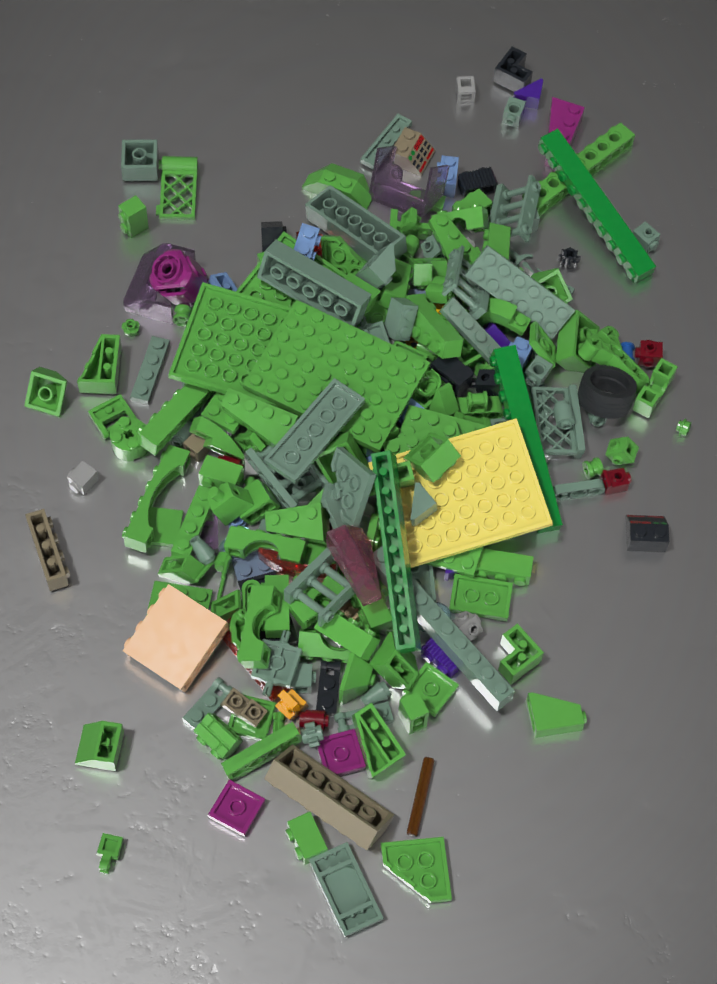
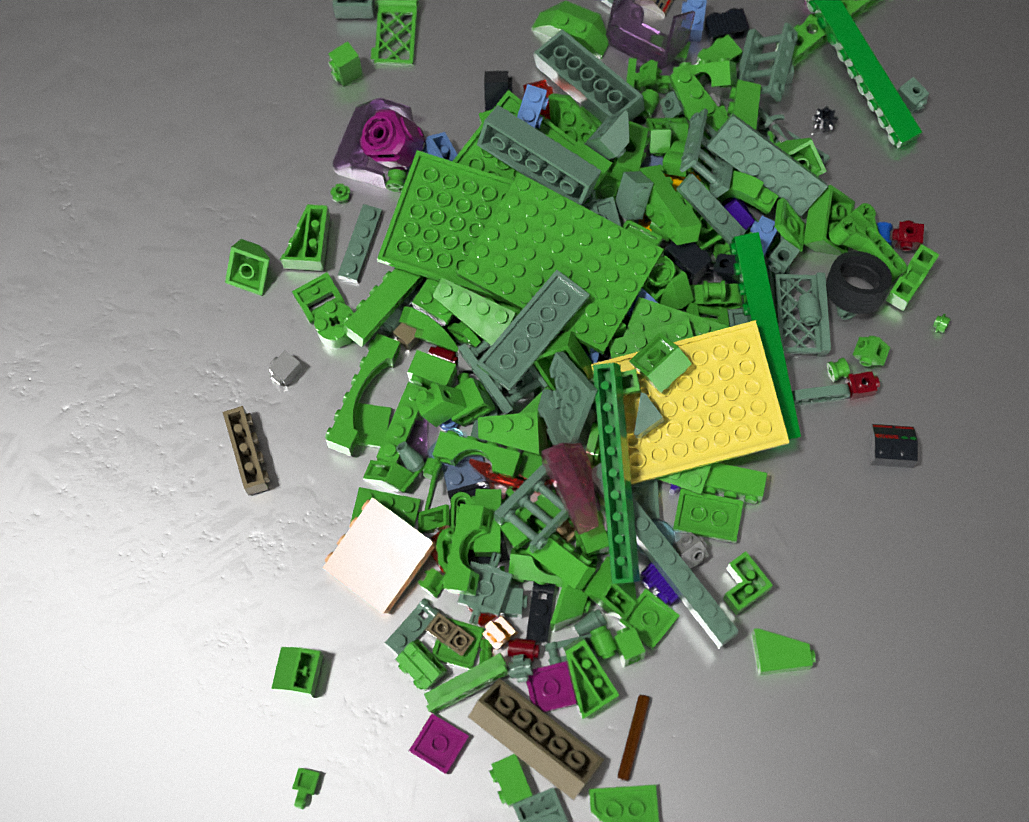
camera: 10 degrees right, 10 degrees up
(227, 662) = (432, 583): none -> bright green tile
(388, 708) = (603, 642): none -> bright green brick

